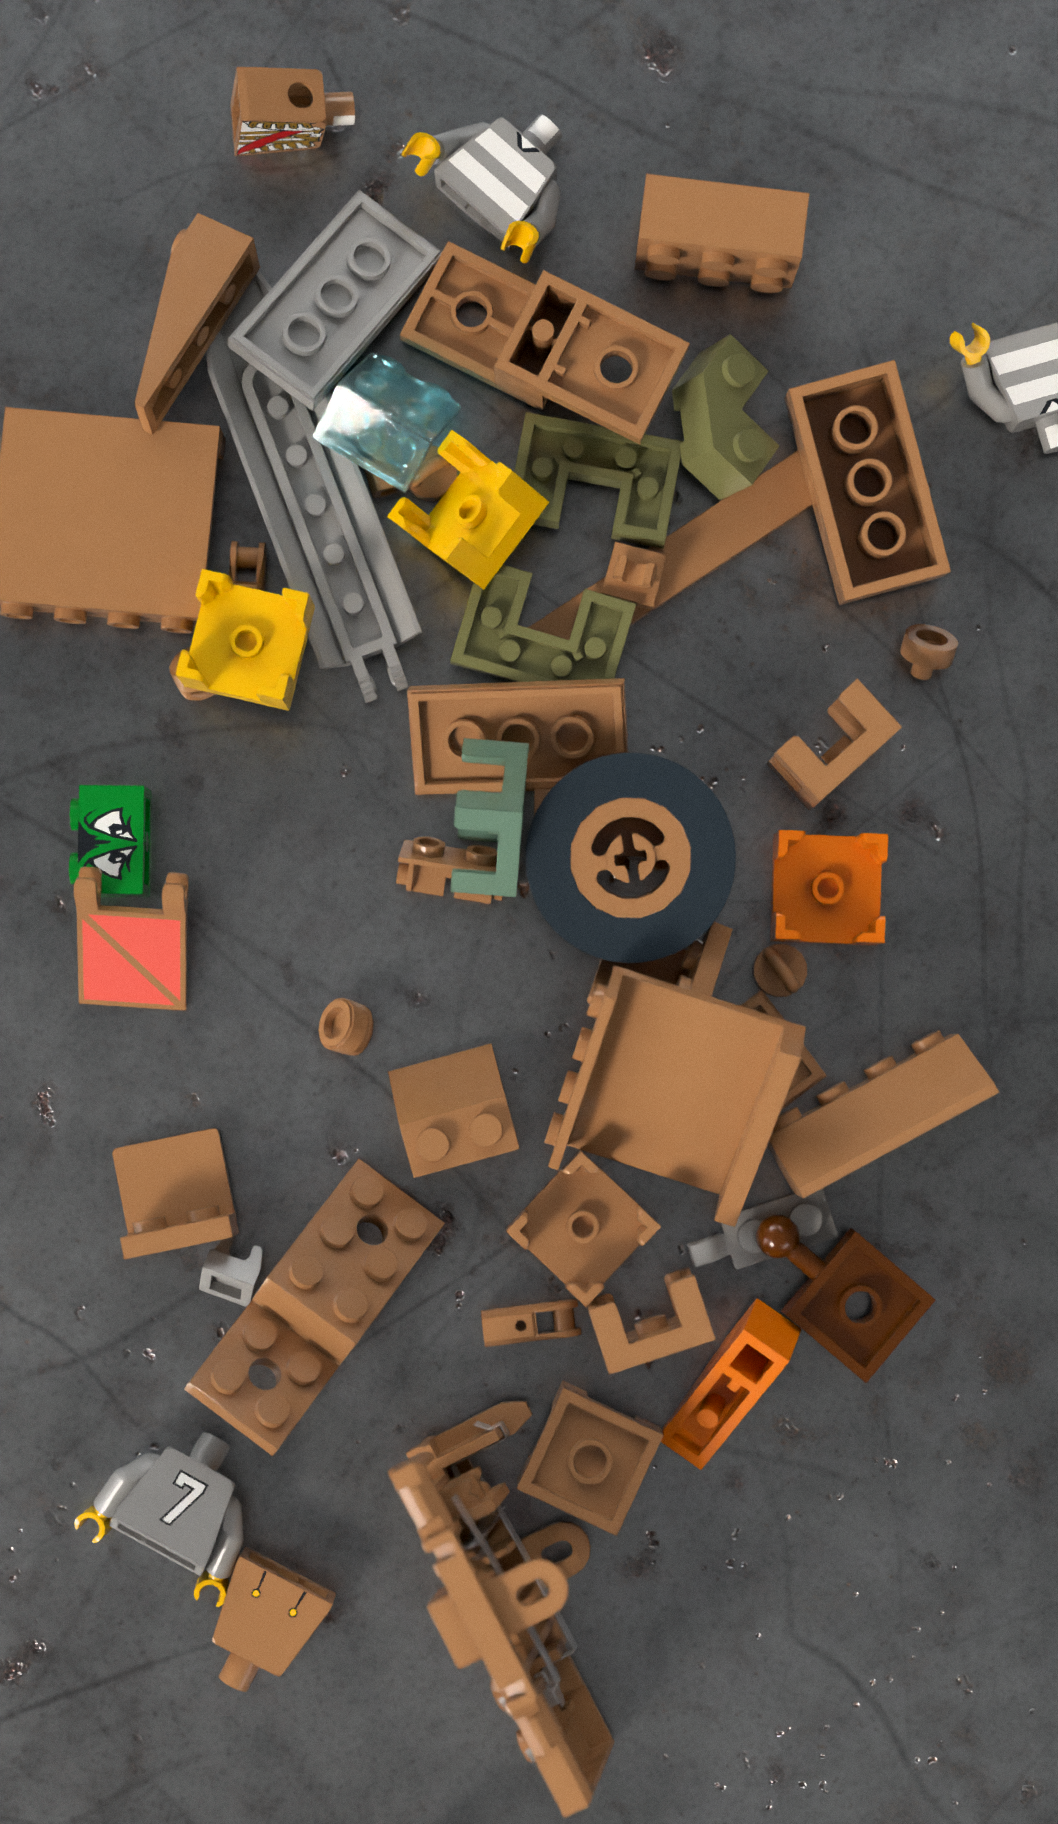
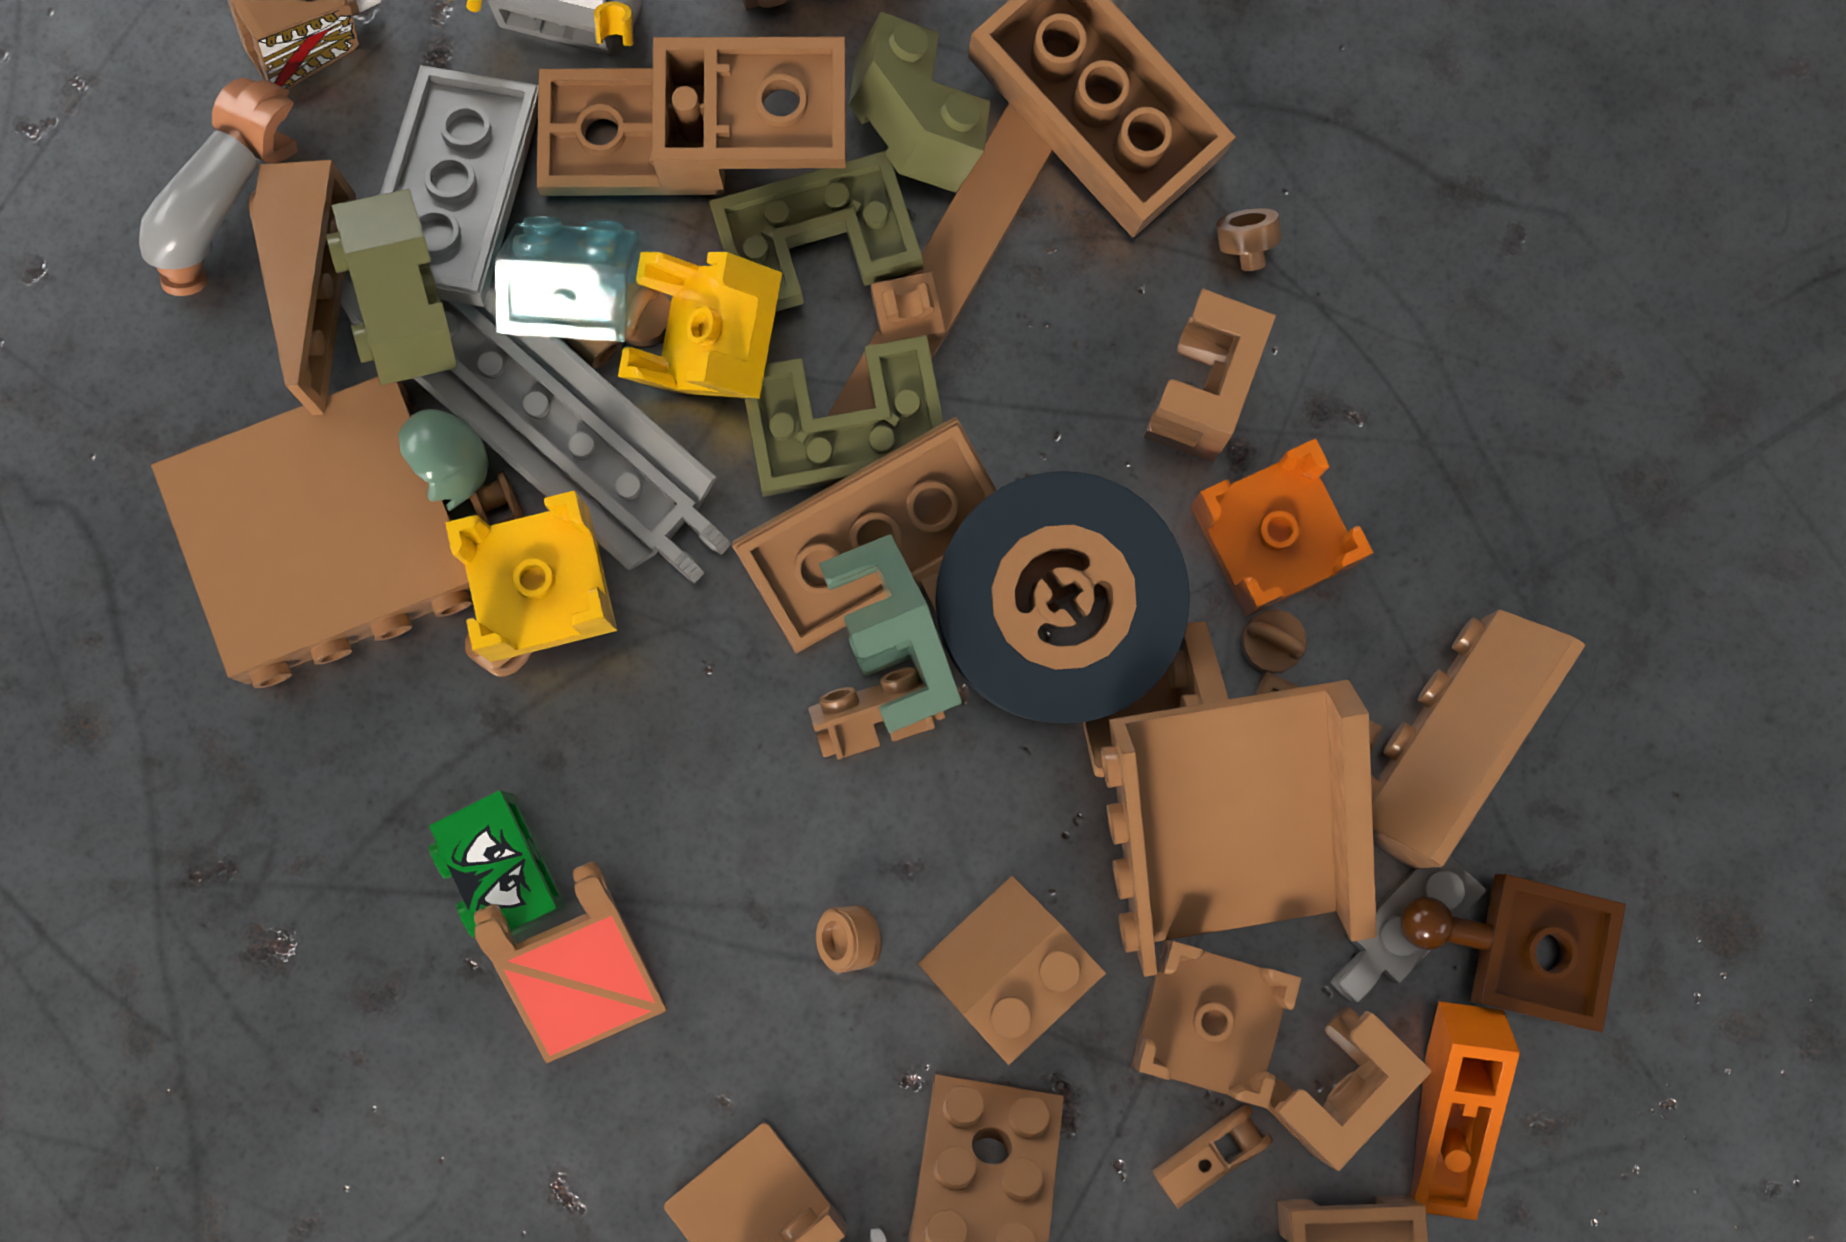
camera: 30 degrees left, 5 degrees down
(147, 212) = (191, 207): none -> light grey piece
(226, 512) = (444, 454): none -> sand green hair
(252, 365) = (394, 286): none -> olive brick

